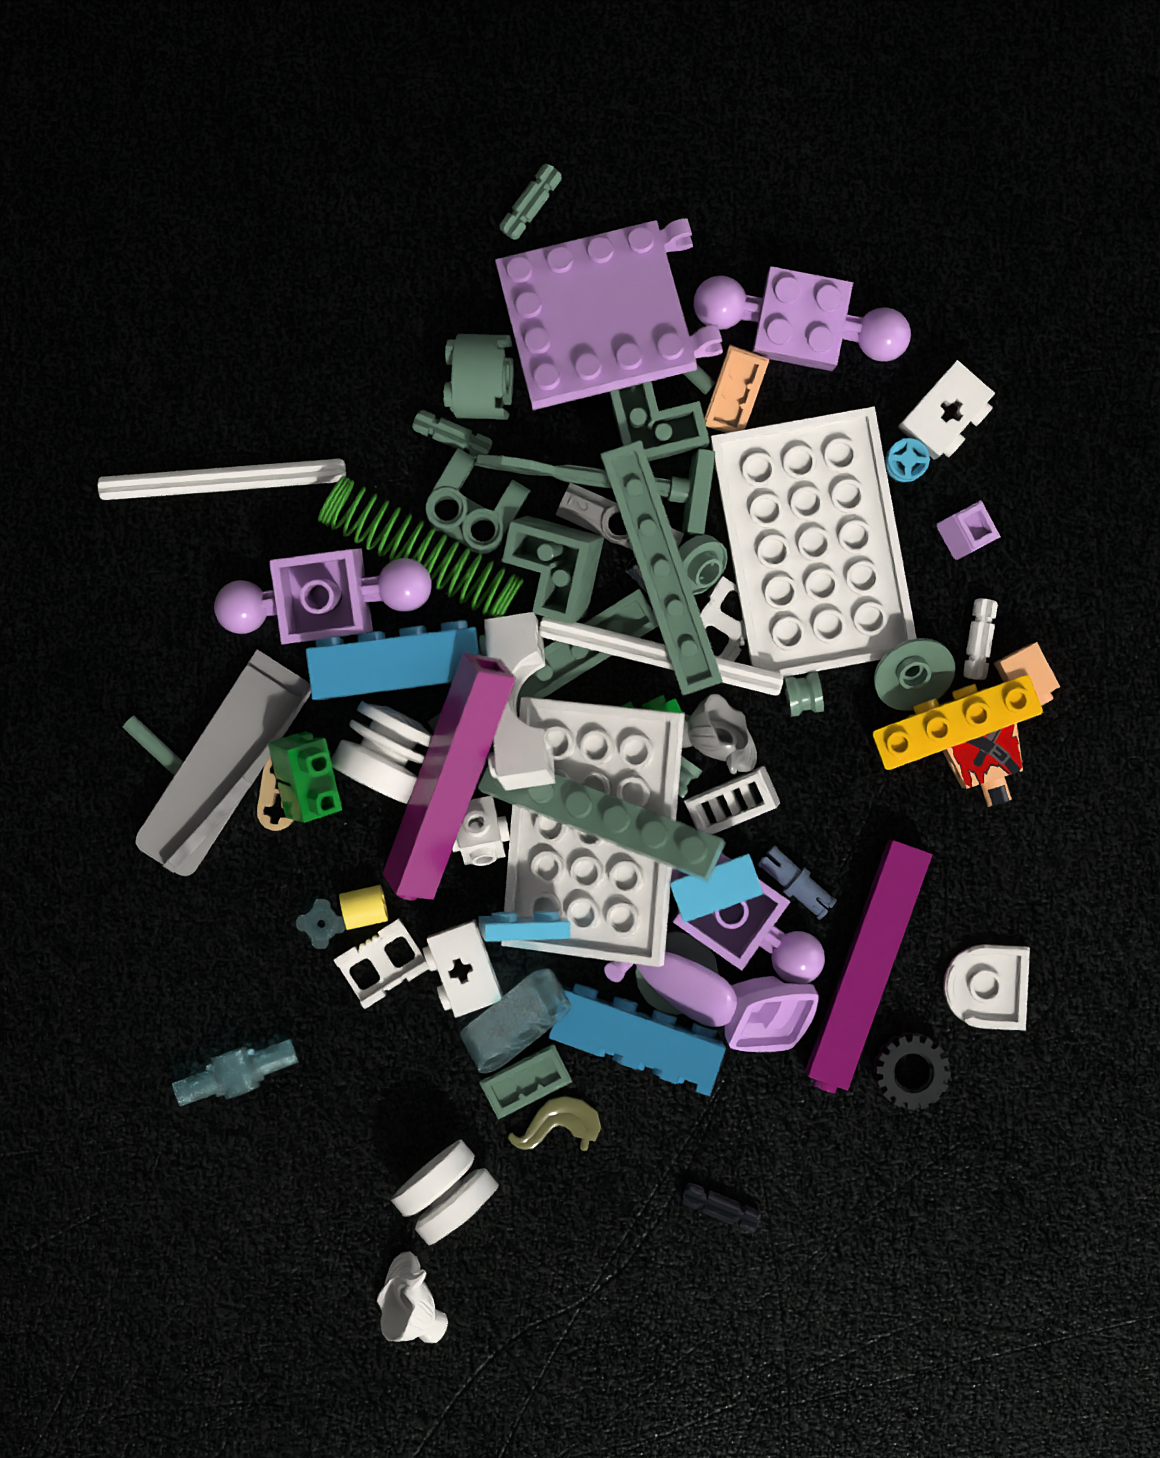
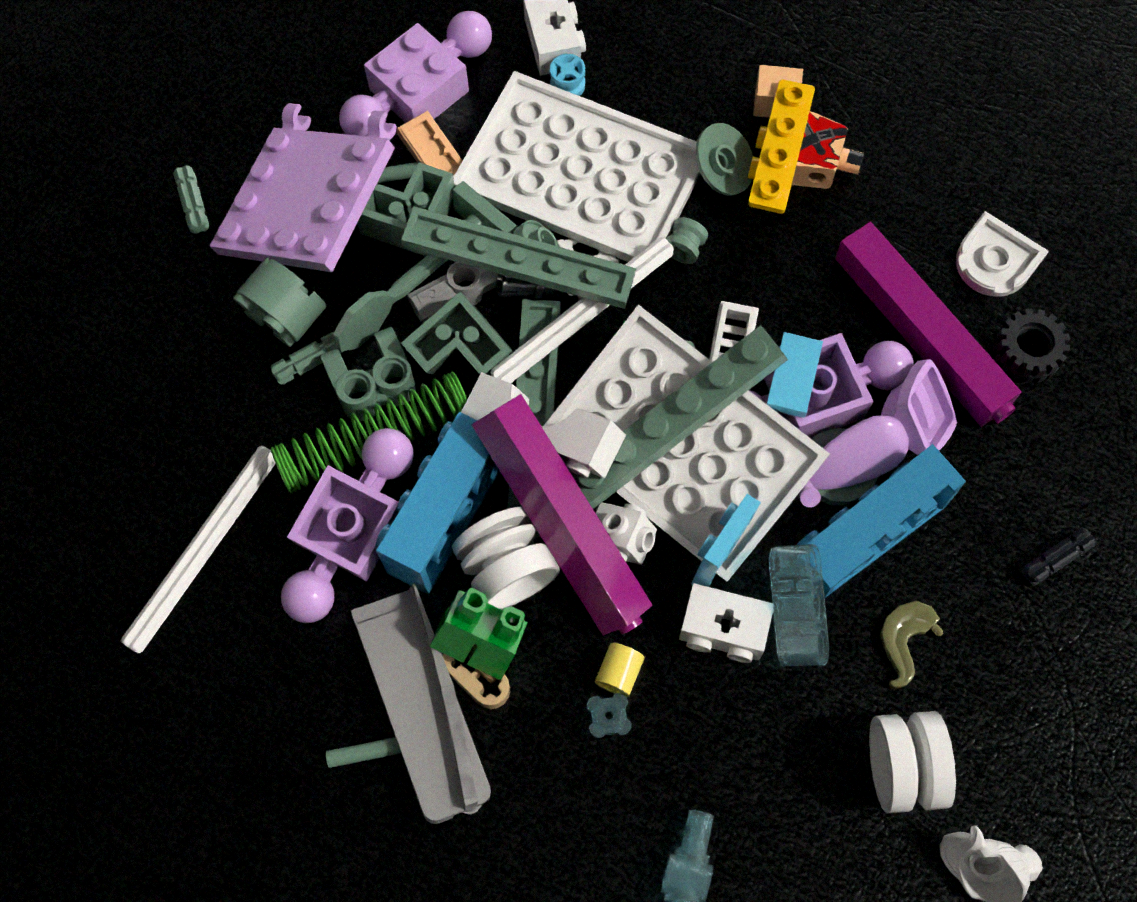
camera: 55 degrees left, 20 degrees down
(375, 952) = (689, 690): white piece -> none
(525, 1081) = (853, 638): sand green plate -> none
(720, 734) = (677, 311): light grey hair -> none
(797, 882) = (849, 328): sand blue pin -> none
(968, 530) = (646, 74): lavender slope -> none
(980, 639) = (730, 109): white axle -> none

